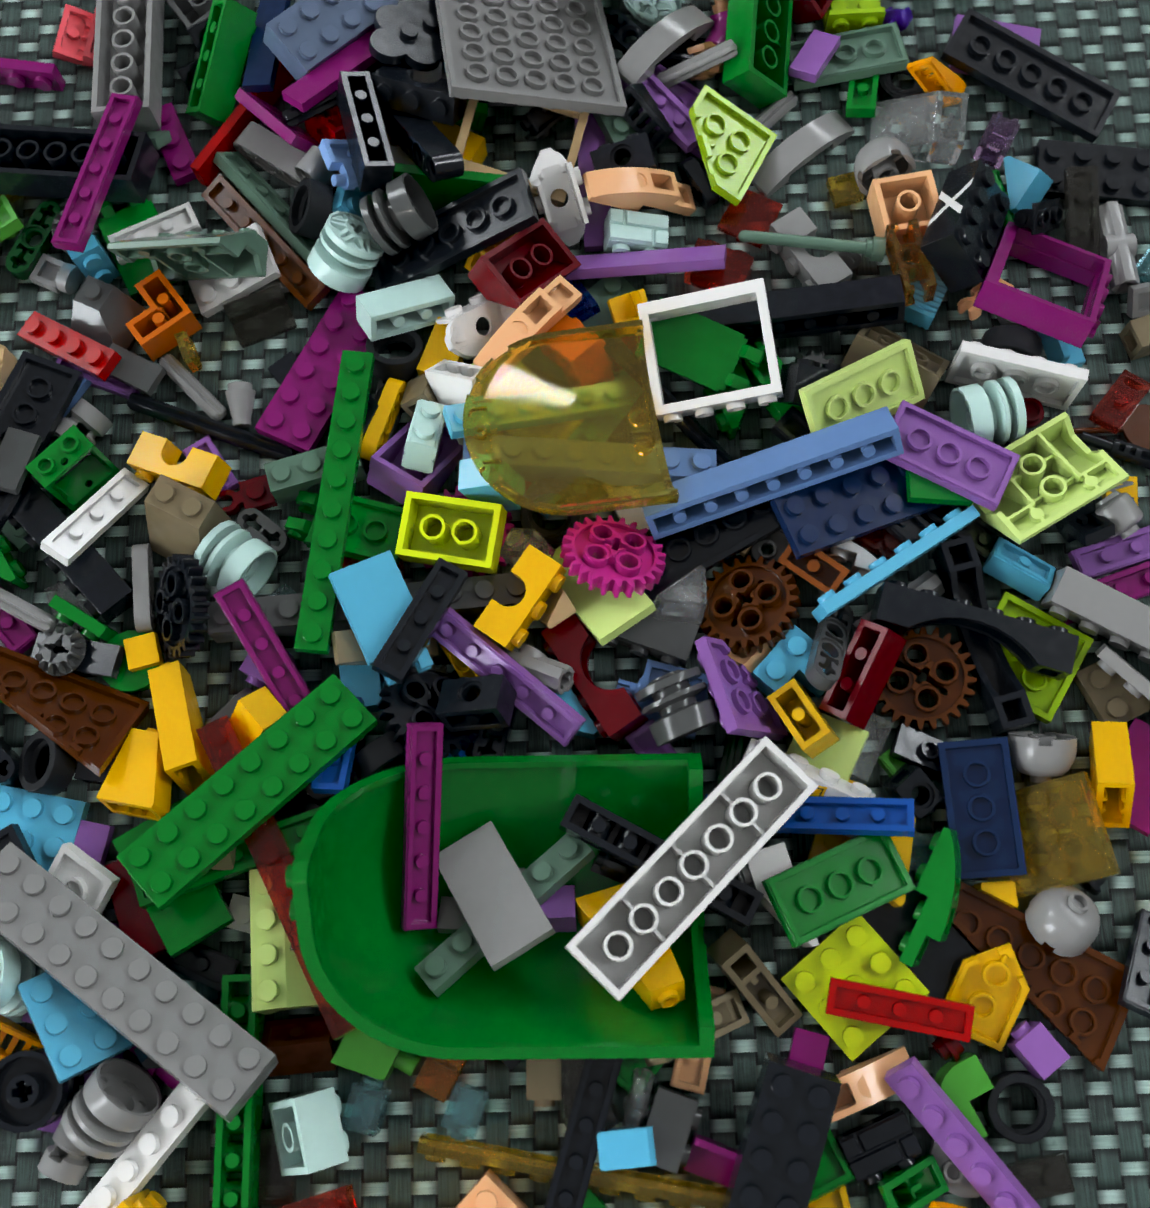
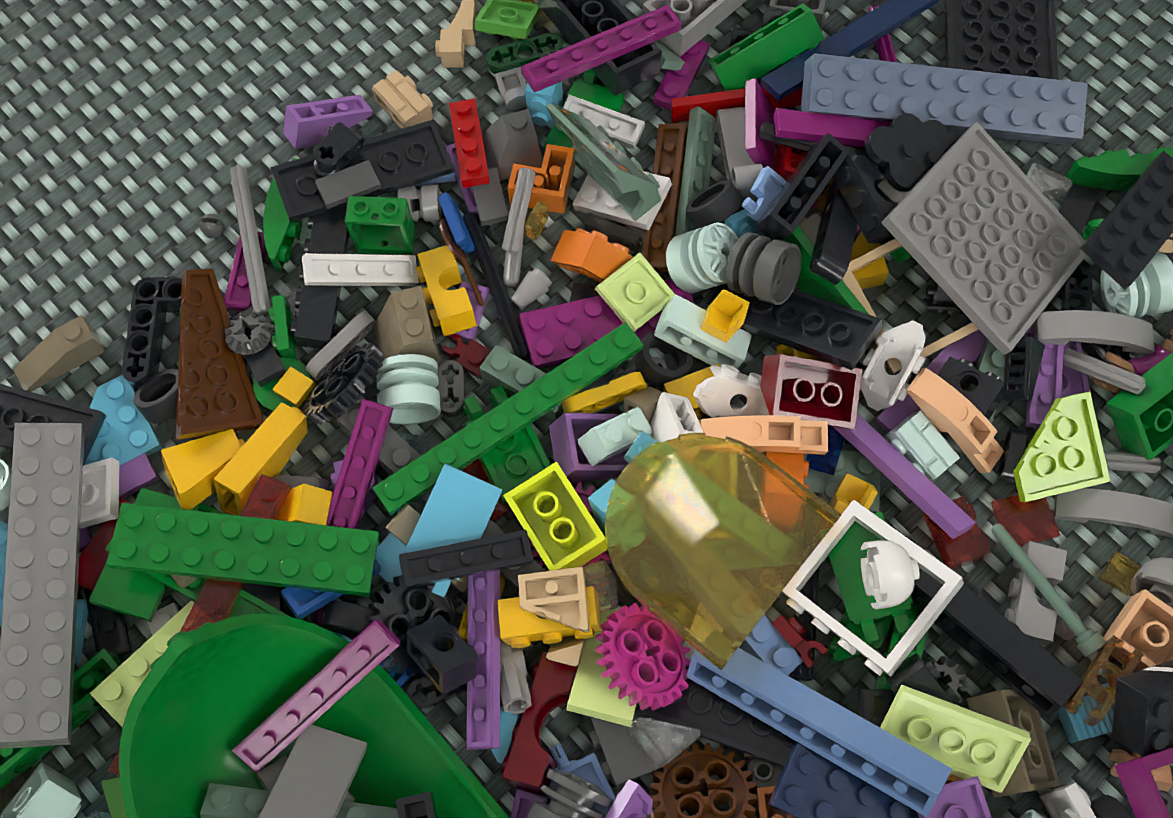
camera: 45 degrees right, 5 degrees down
(129, 411) = (456, 223): none -> blue tile
(153, 430) = (459, 253): none -> reddish brown piece
(168, 353) = (518, 209): none -> light grey axle
(263, 332) = (589, 254): none -> orange brick
(299, 1045) = (95, 743): copper panel -> none
(323, 325) = (635, 292): none -> yellowish green tile
(408, 274) = (725, 315): none -> yellow panel
(513, 575) = (556, 596): none -> tan wing
(689, 438) = (793, 632): none -> dark red plate
(713, 325) = (888, 573): none -> white cylinder

